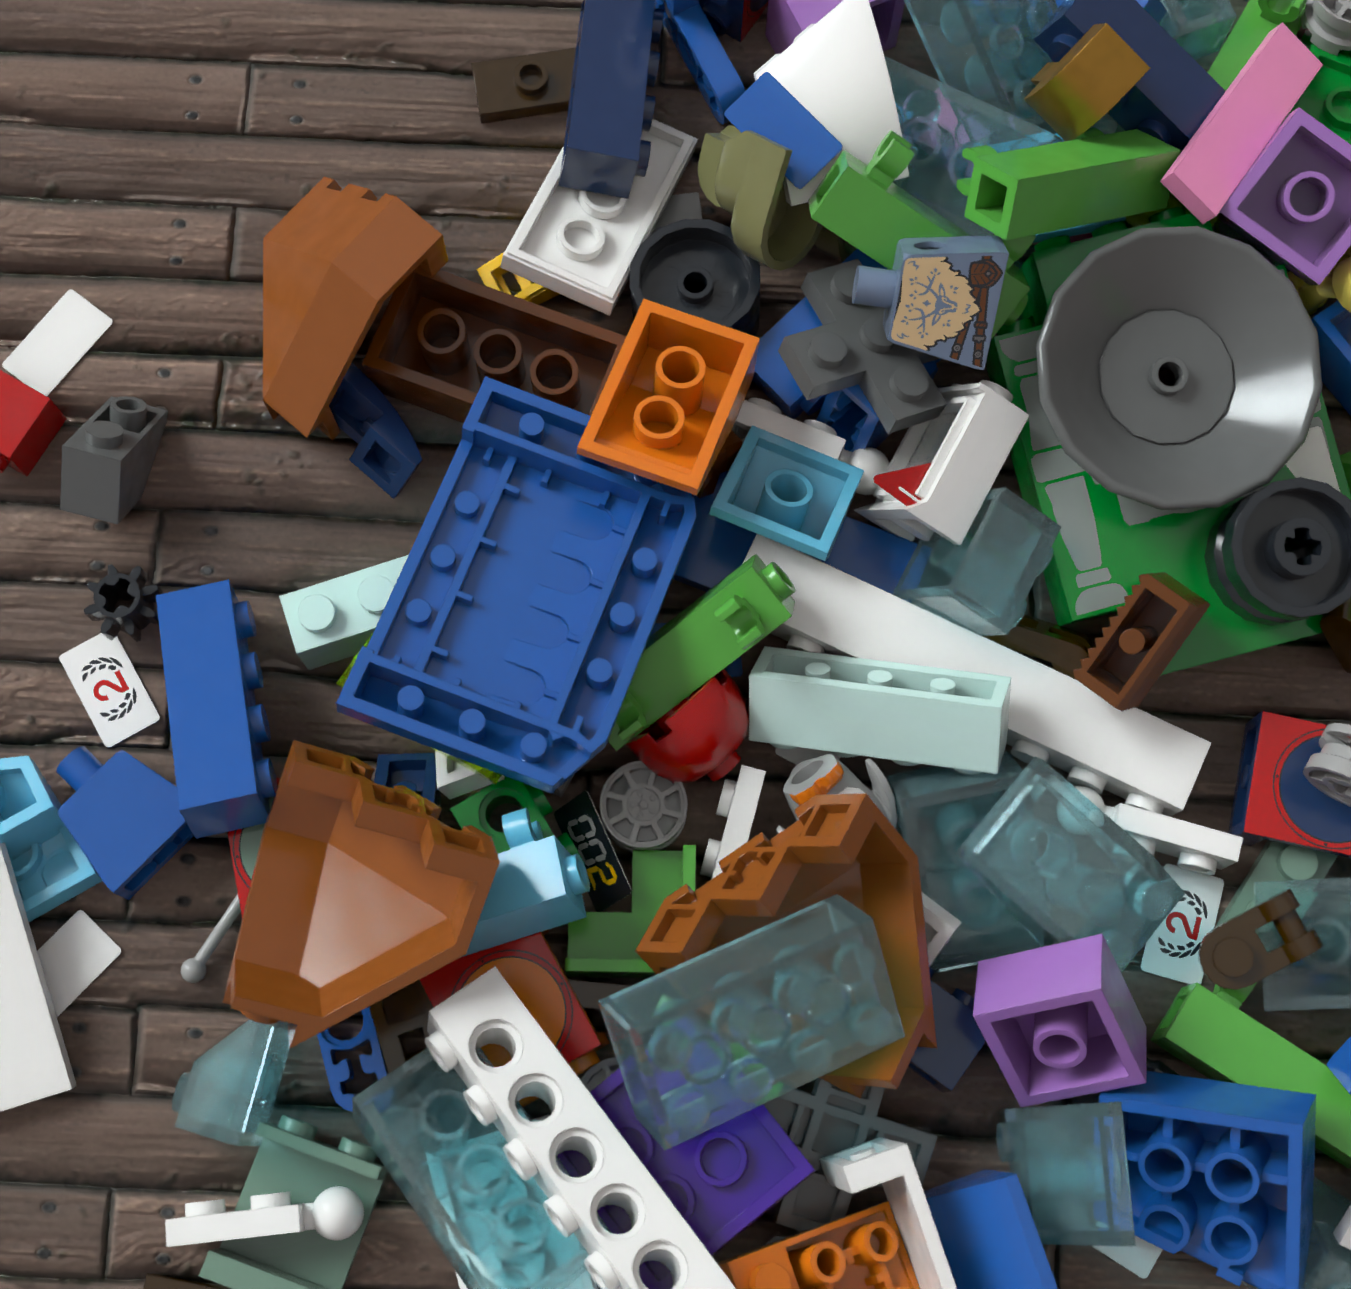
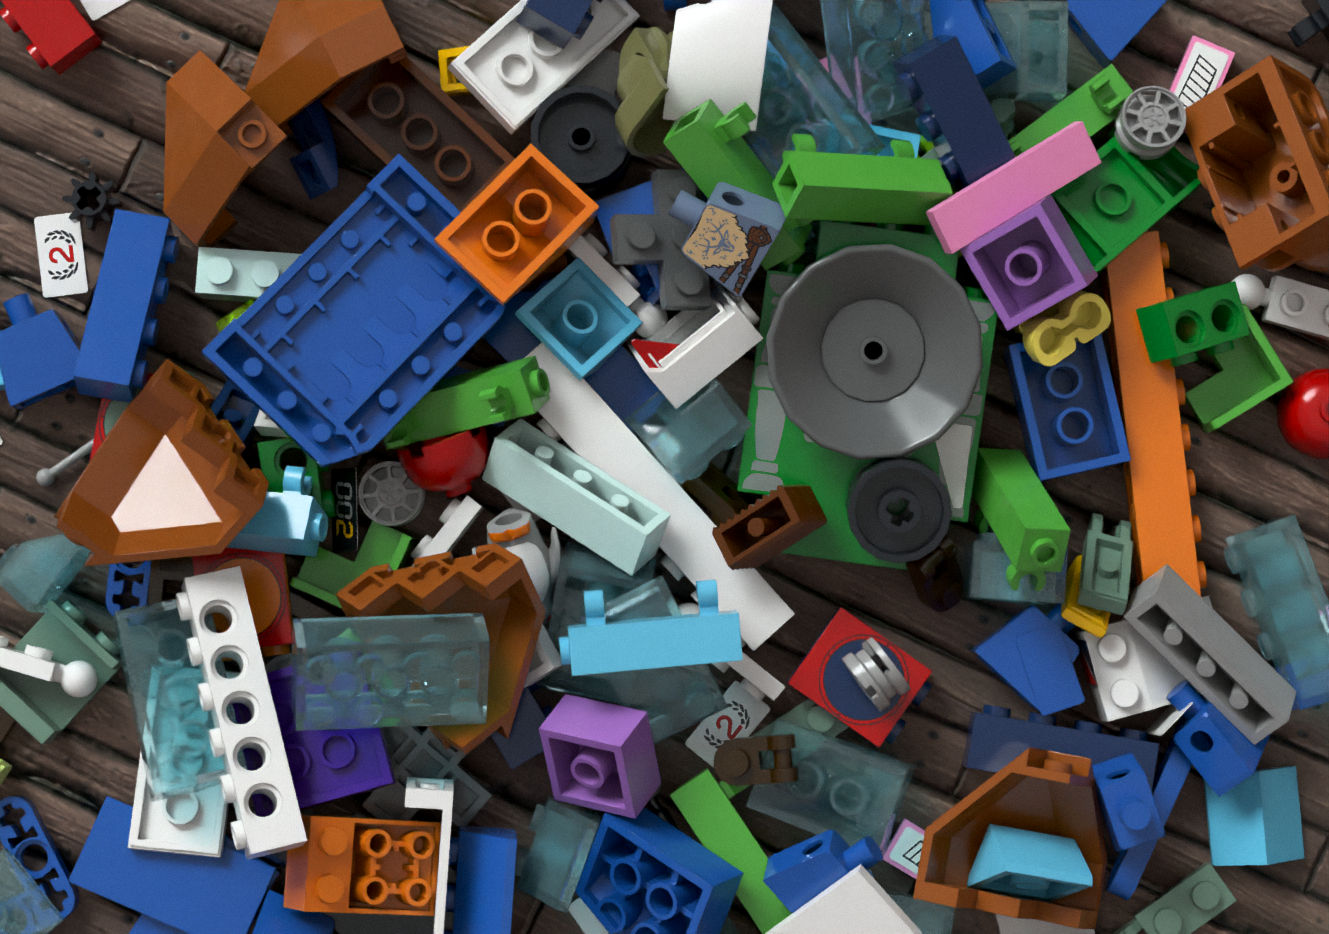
camera: 25 degrees right, 10 degrees up
(111, 459) = (122, 91): dark grey slope -> none
(244, 450) = (210, 147): none -> dark orange panel
(780, 117) = (677, 63): blue sticker -> none
(1070, 840) = (654, 641): none -> medium azure brick
(1085, 82) = (904, 118): pearl gold brick -> none

